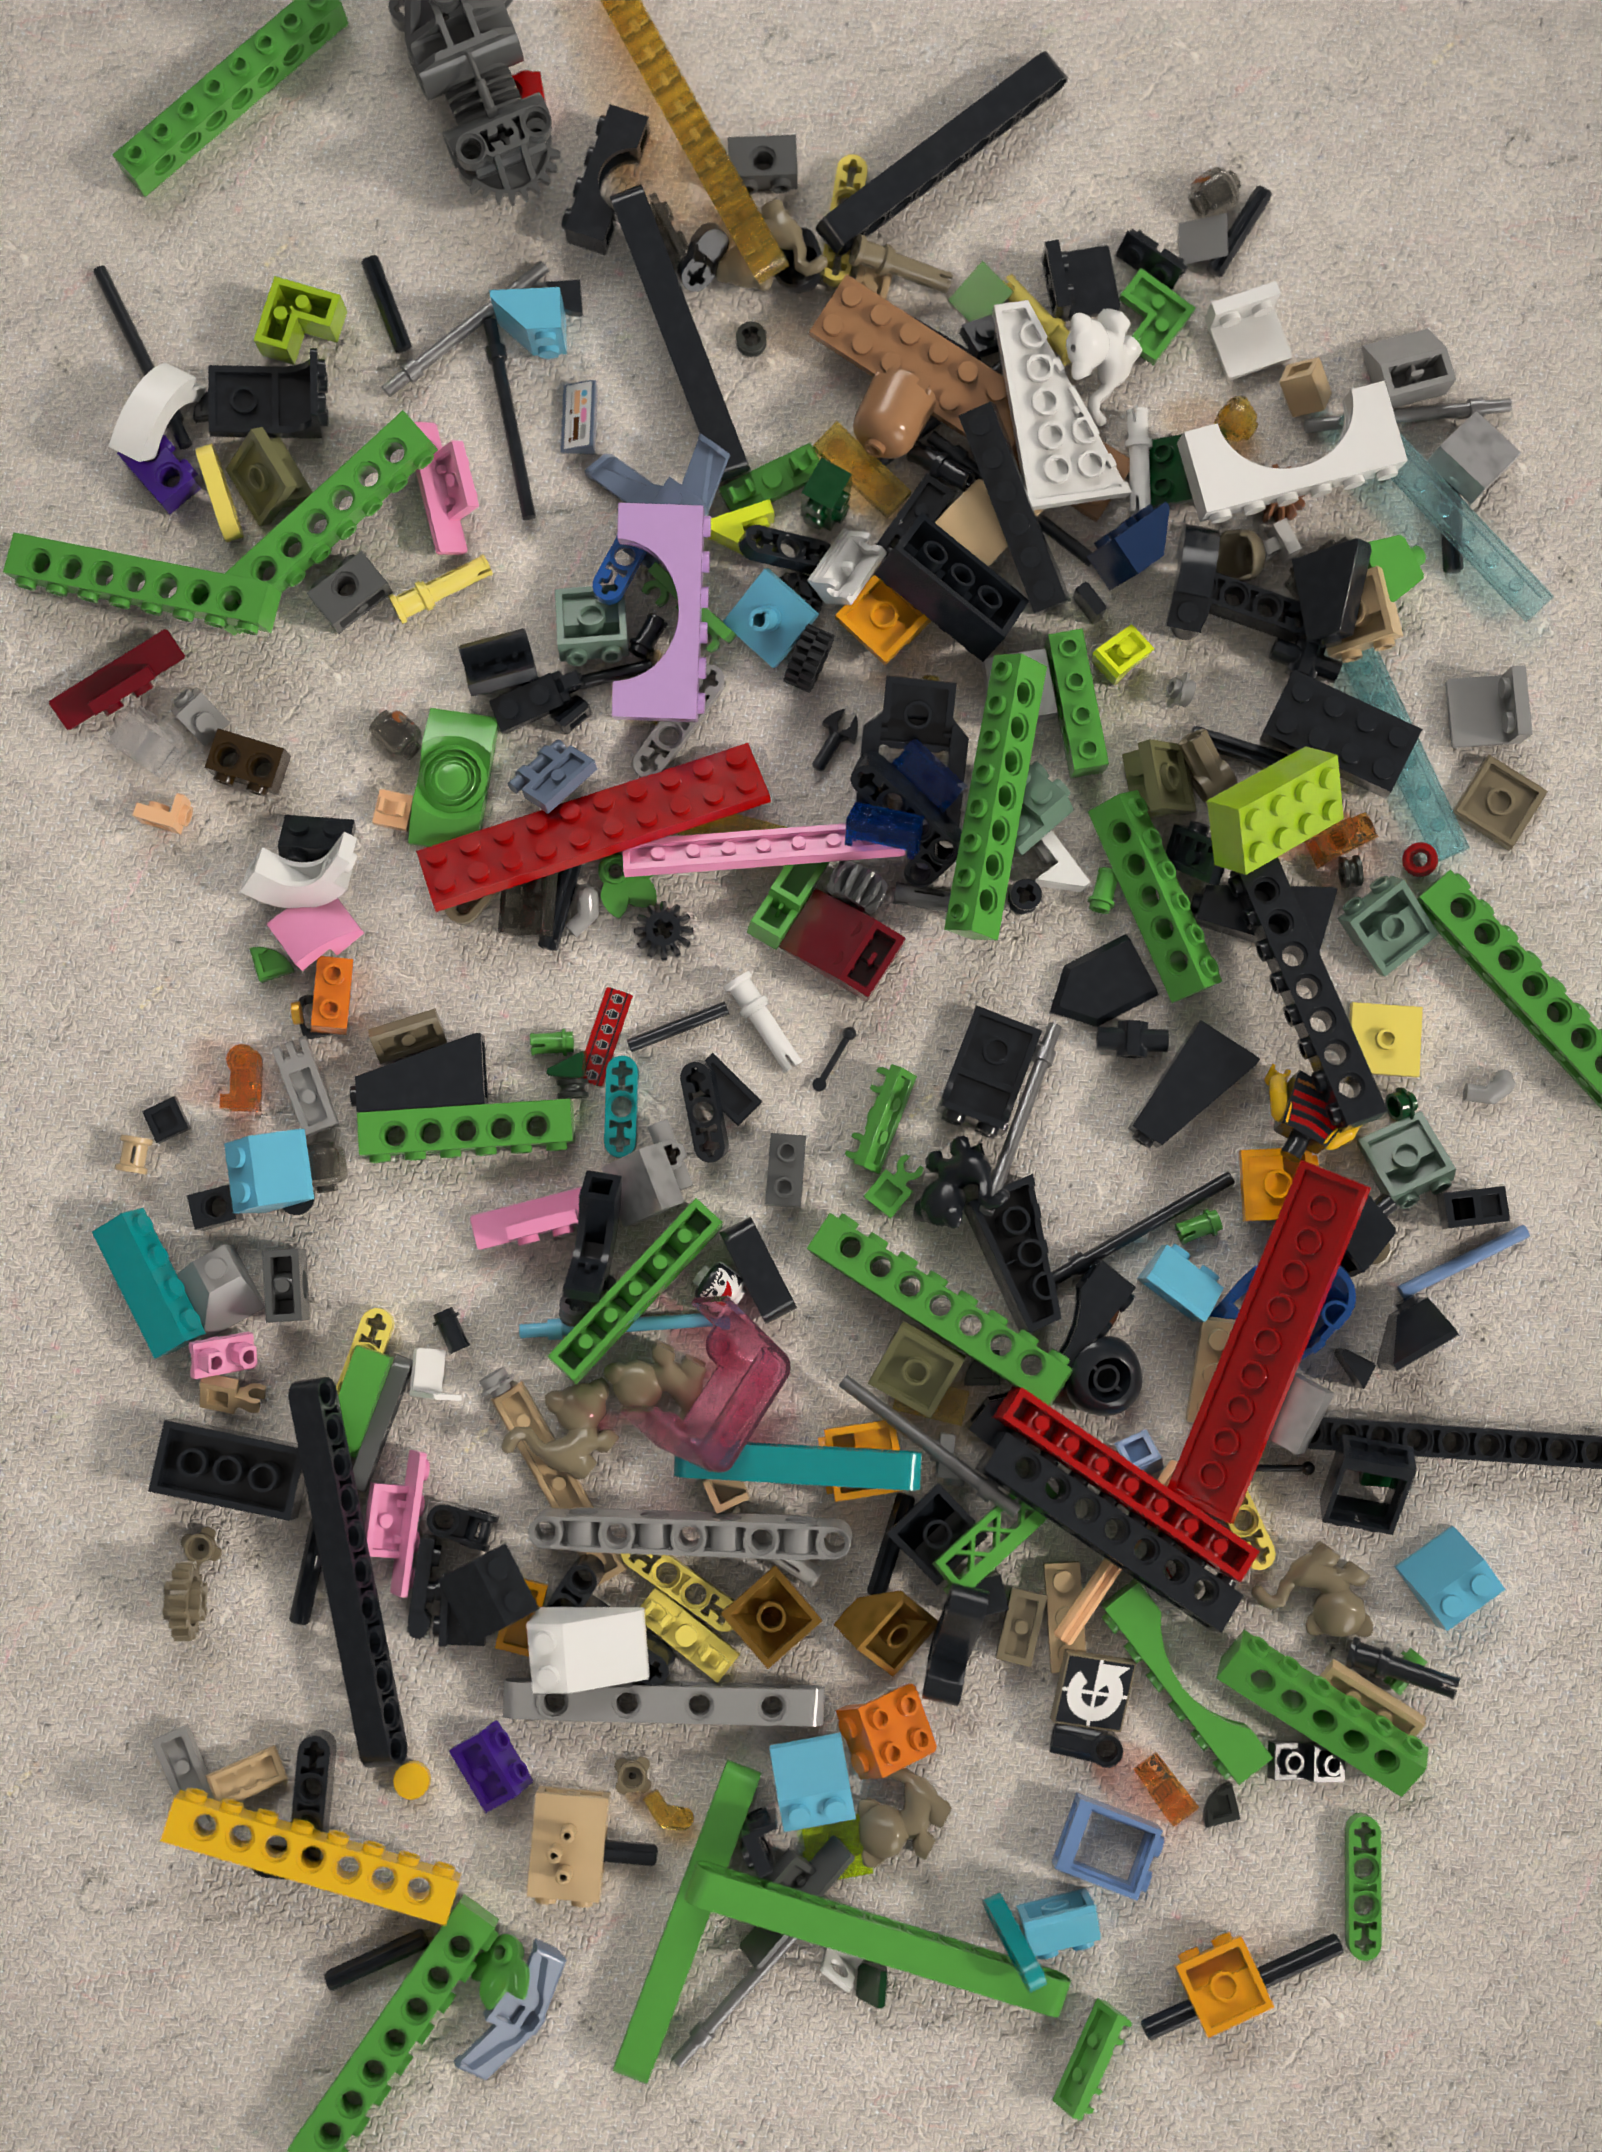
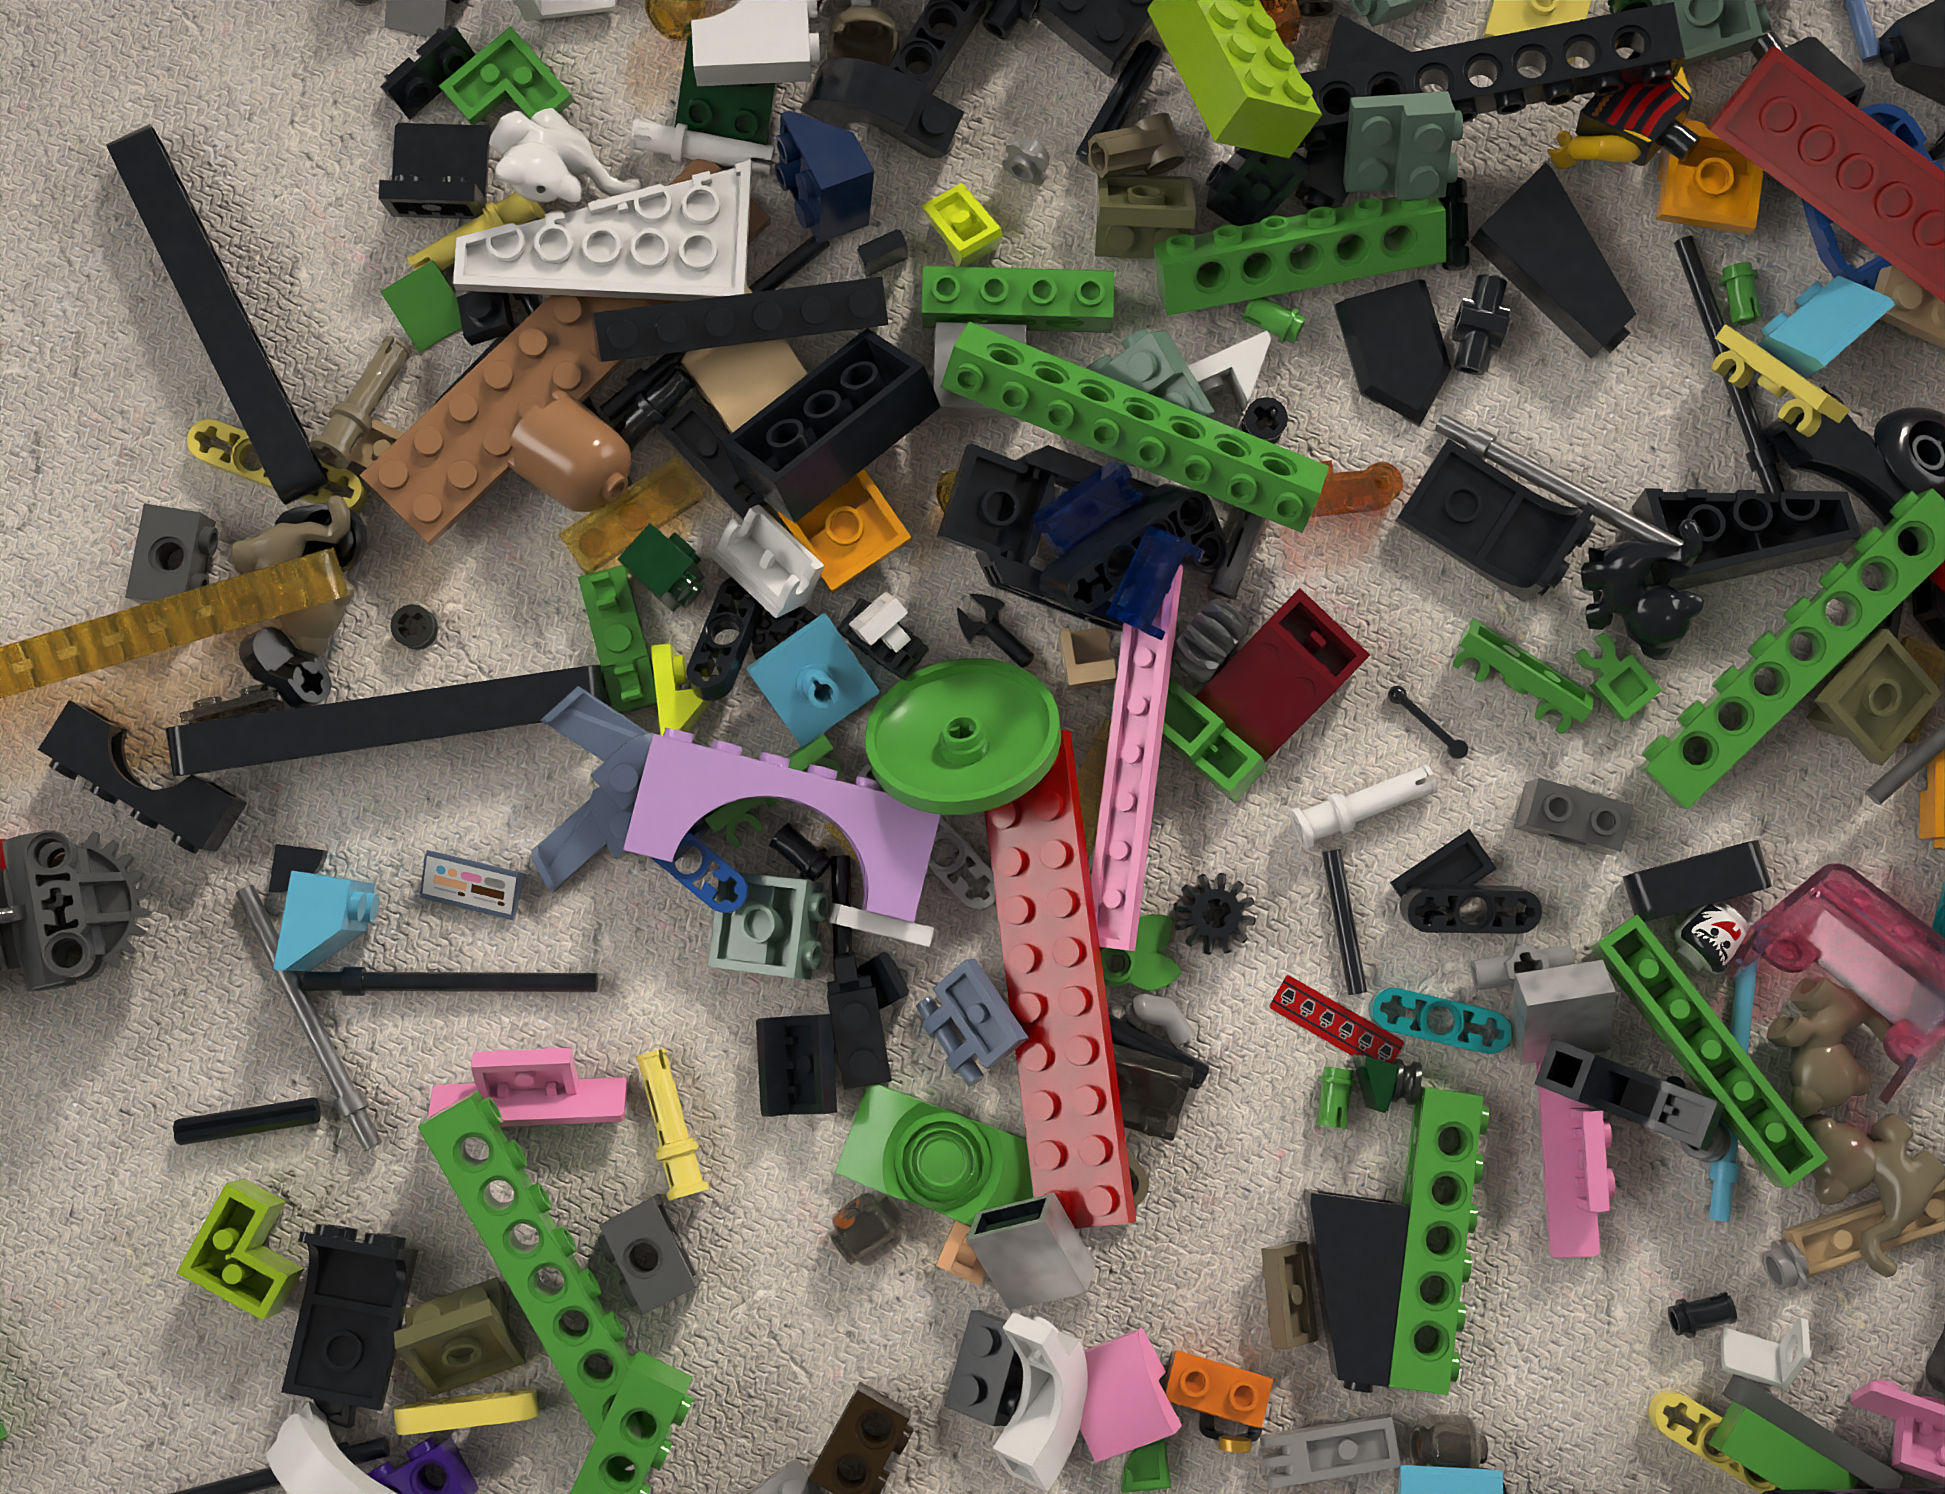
camera: 75 degrees left, 0 degrees up
(401, 846) = (1031, 1251): none -> flat silver piece
(607, 723) = (880, 924): none -> white tile
(750, 724) = (963, 736): none -> bright green dish
(814, 645) = (880, 621): none -> white tile
(827, 804) = (1086, 658): none -> tan panel
(992, 981) = (1358, 490): none -> clear orange leg
(1144, 1238) = (1776, 379): none -> light yellow plate
(1204, 1008) = (1456, 226): none -> black axle
(1242, 943) = (1402, 144): none -> sand green plate

